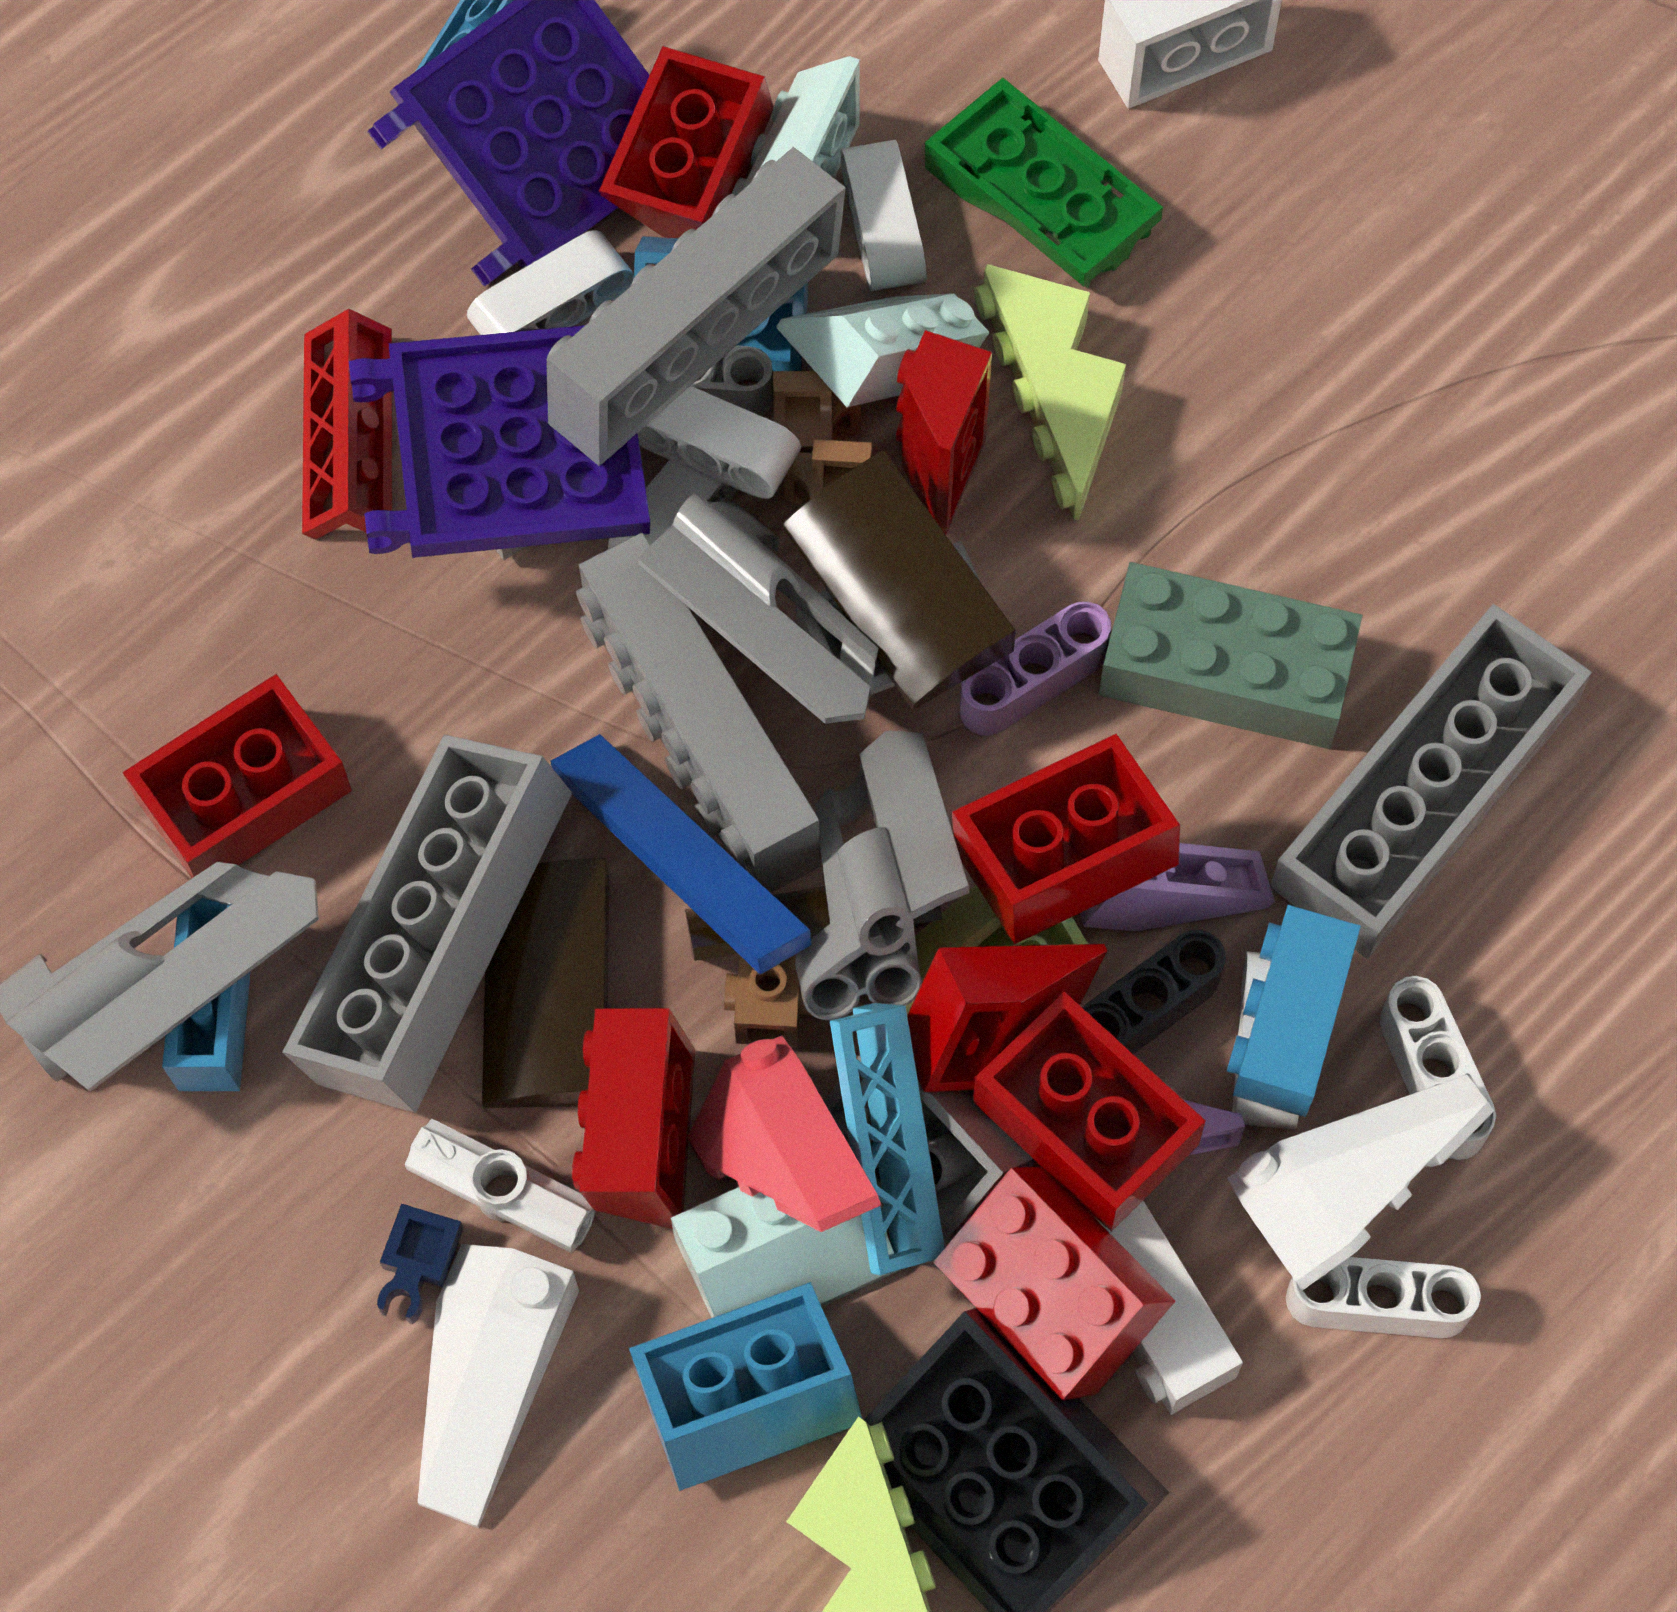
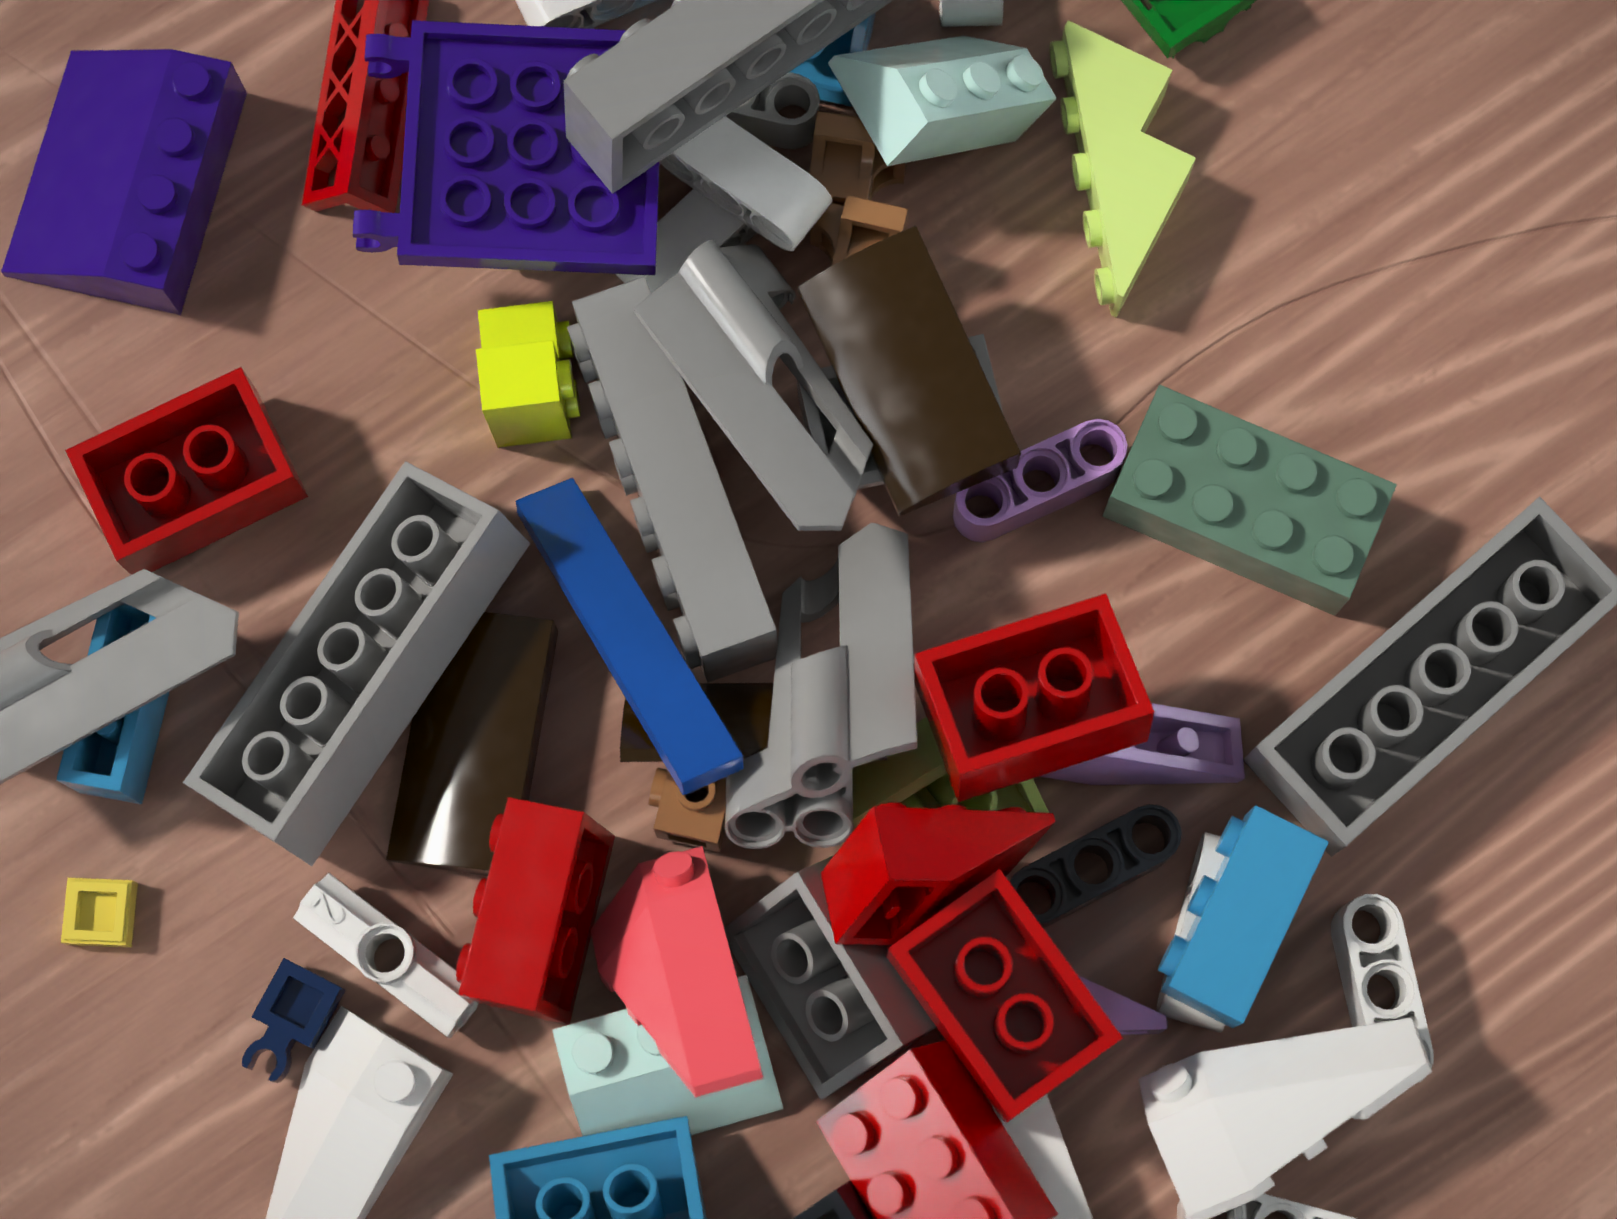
camera: 10 degrees right, 10 degrees up
(133, 531) = (128, 175): none -> dark purple slope
(214, 1196) = (99, 912): none -> light yellow tile
(544, 647) = (523, 375): none -> neon yellow brick
(897, 1133) = (802, 986): medium azure fence -> none
(942, 419) = (987, 195): red slope -> none

